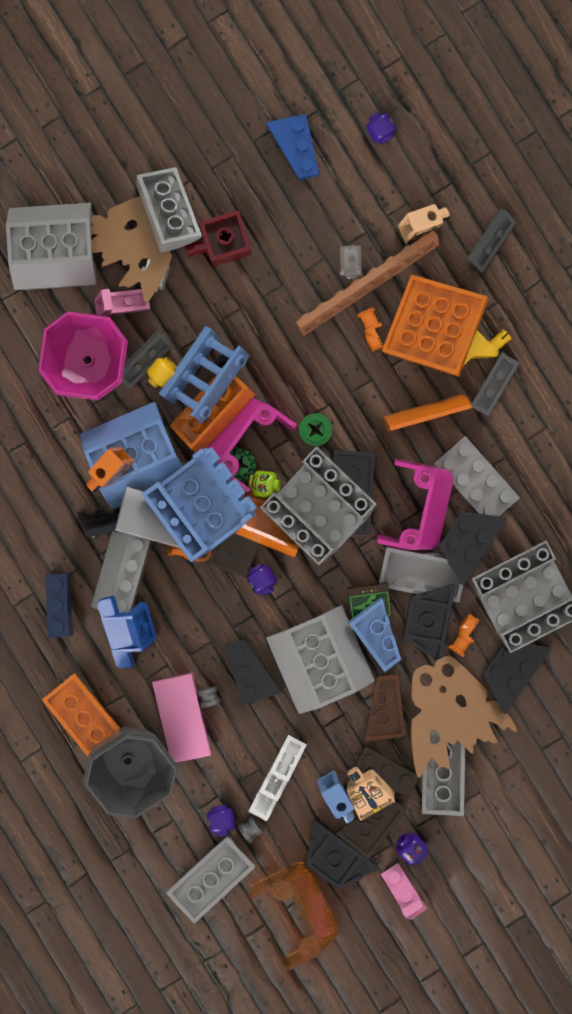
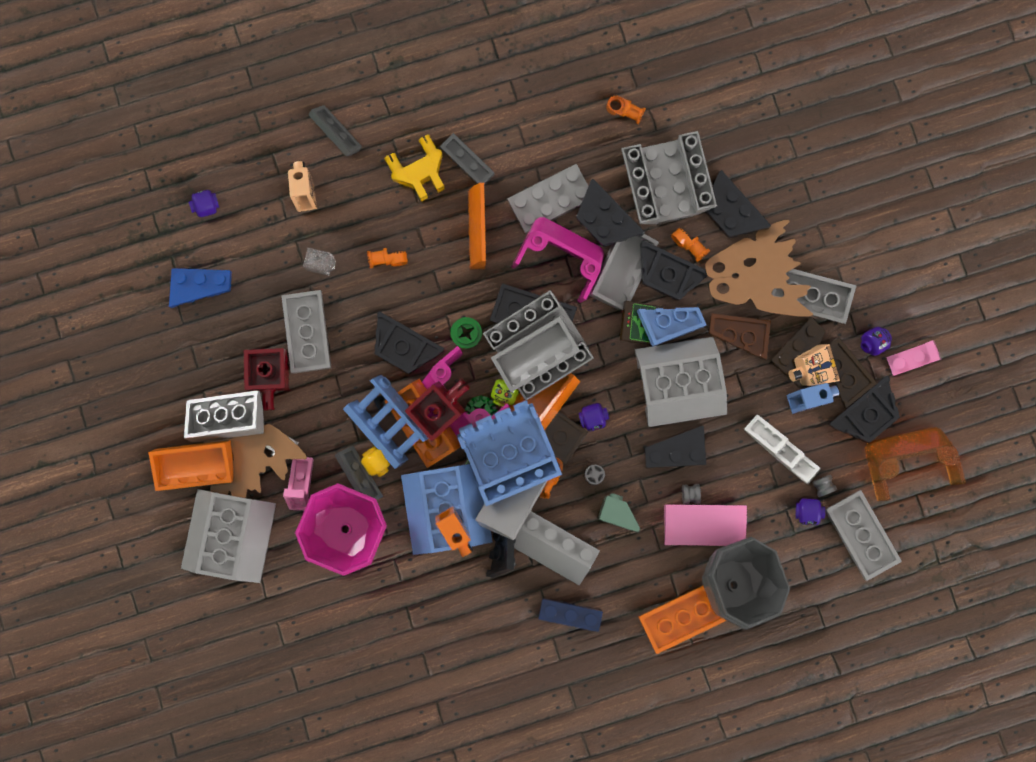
camera: 75 degrees left, 5 degrees down
(112, 190) = (192, 465): none -> orange slope
(126, 631) = (610, 556): blue plate -> none
(169, 626) = (617, 513): none -> sand green slope
(201, 596) = (594, 472): none -> flat silver wheel
(235, 423) = (446, 403): none -> dark red brick
(275, 267) = (306, 331): none -> light grey plate
(285, 369) = (402, 345): none -> black wing
(308, 505) = (535, 354): none -> light grey slope
(372, 280) = (345, 256): nougat plate -> none
(435, 325) = (399, 198): orange plate -> none

